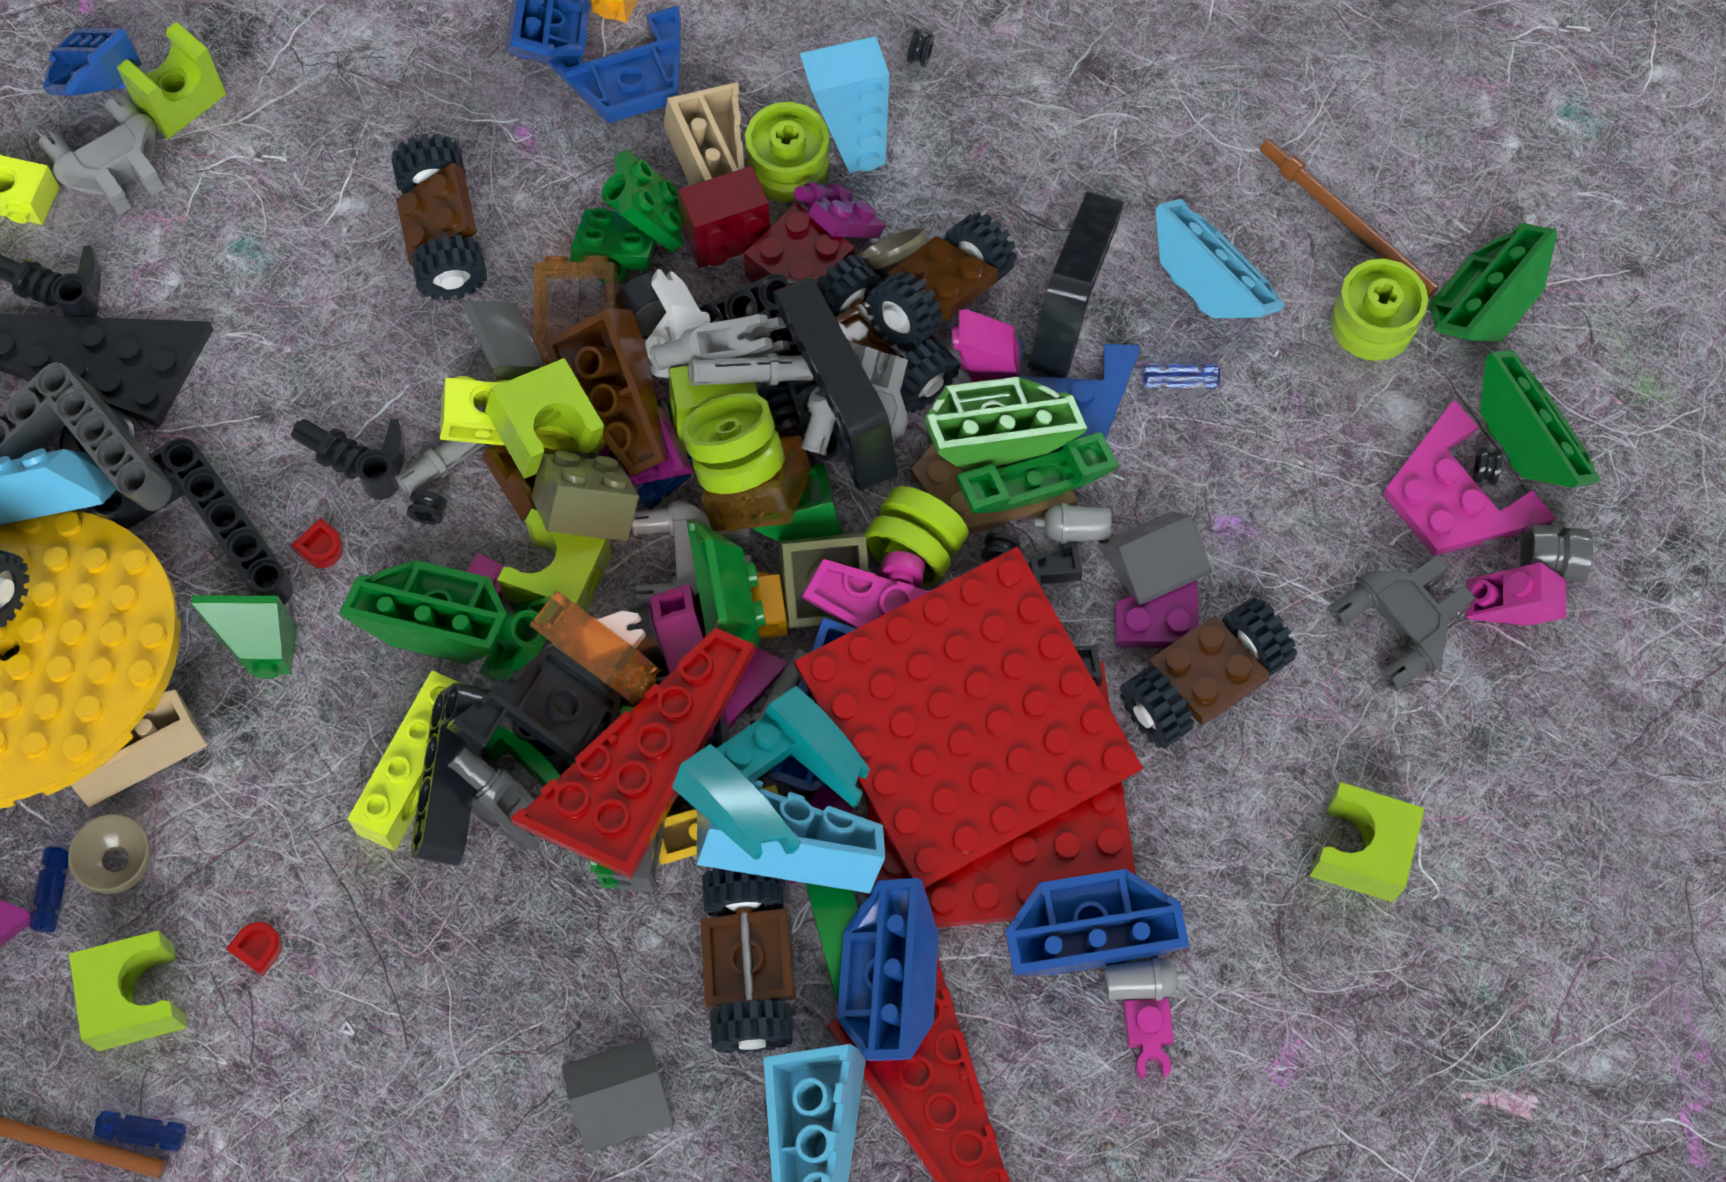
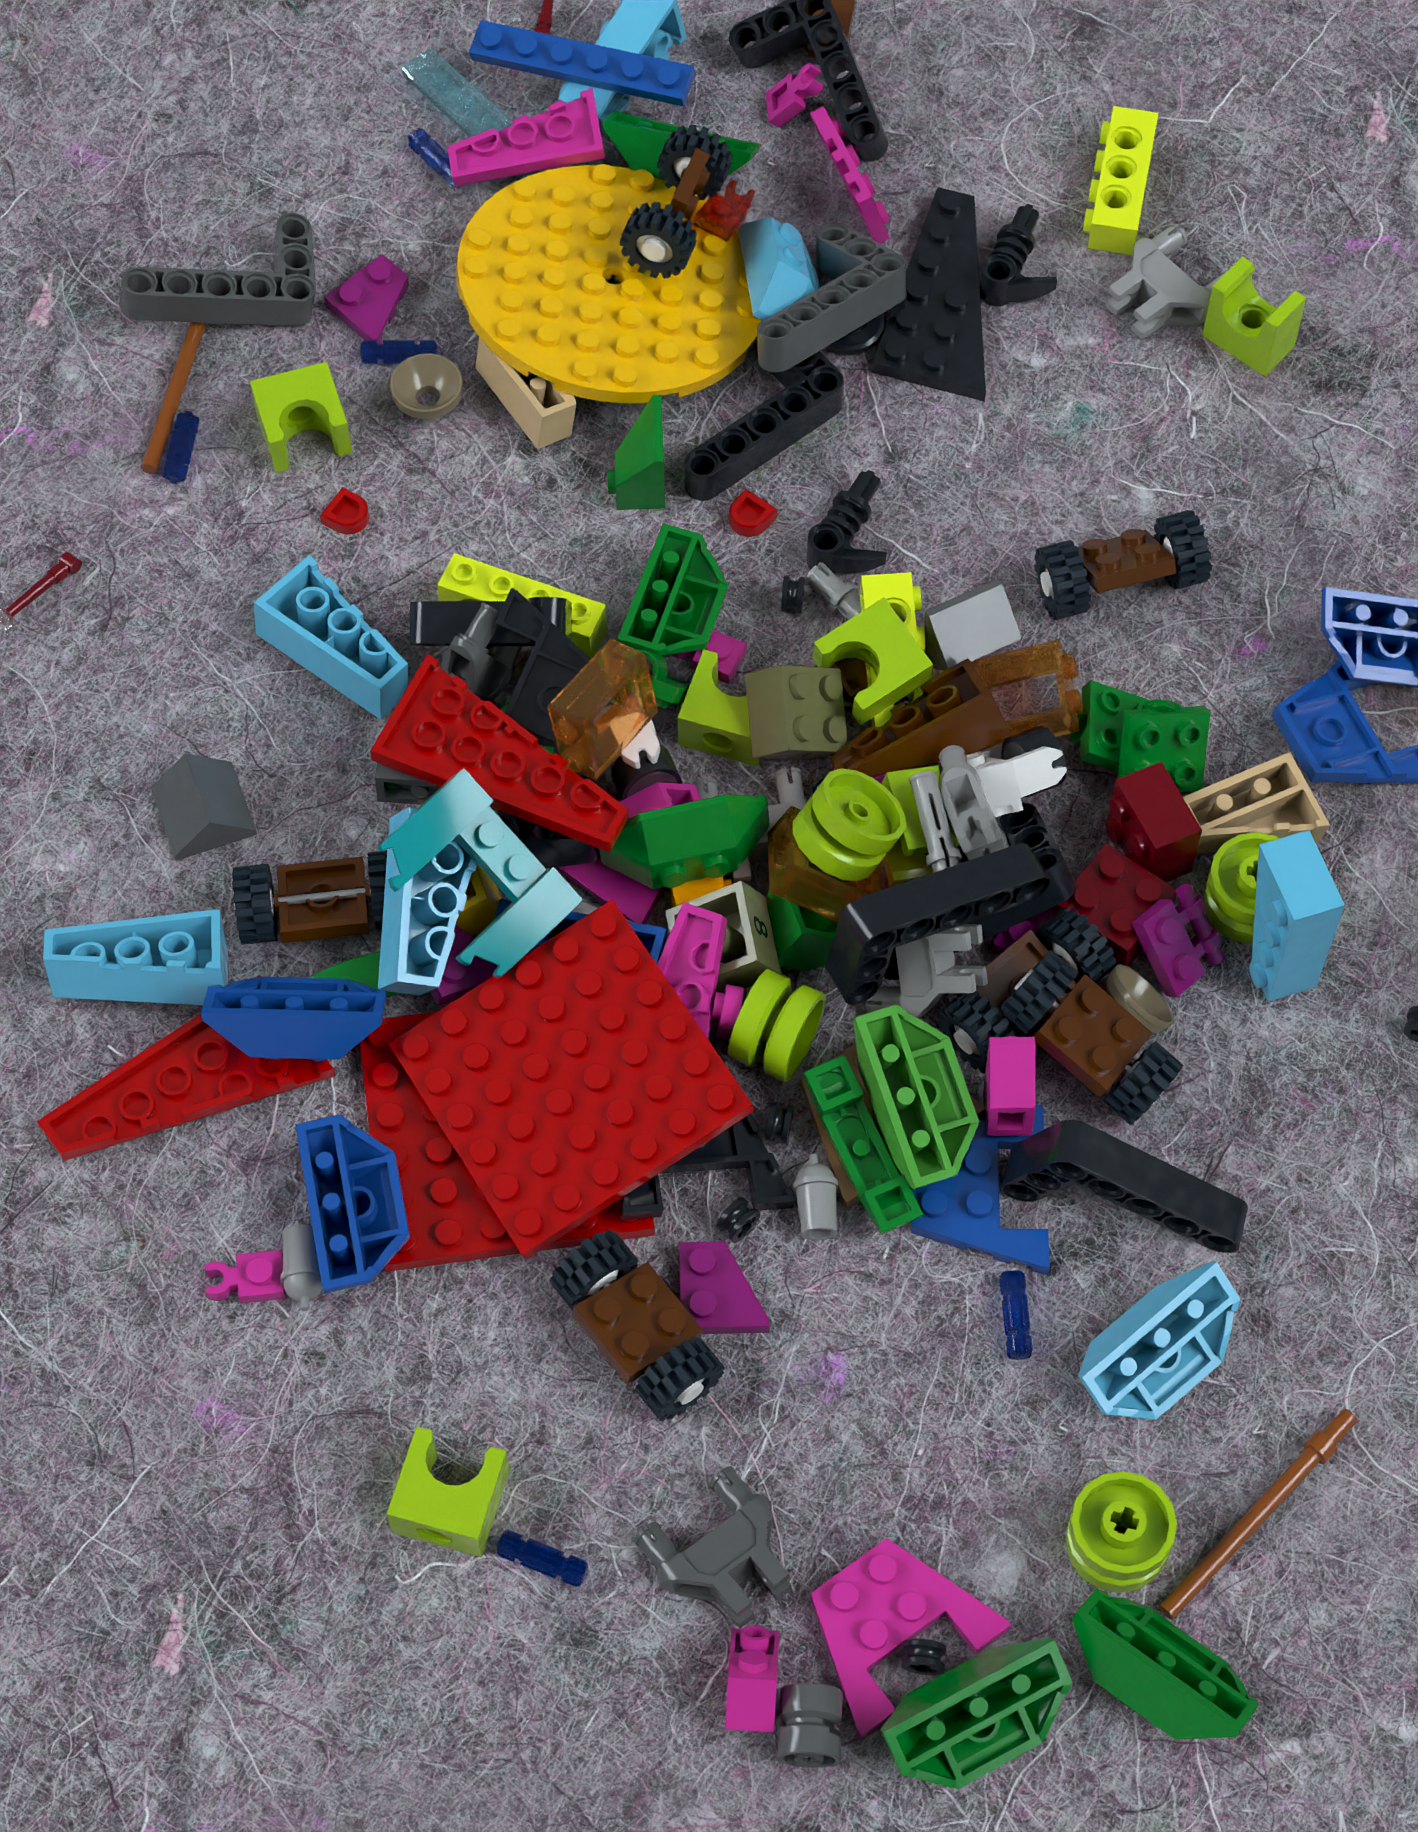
camera: 90 degrees right, 5 degrees down
(89, 62) = (1272, 247): blue wedge -> none
(431, 952) = (328, 637): none -> medium azure wedge
(1096, 589) = (738, 1220): none -> black bush
(1157, 556) = (779, 1279): dark grey slope -> none
(1416, 766) = (542, 1558): none -> clear blue axle

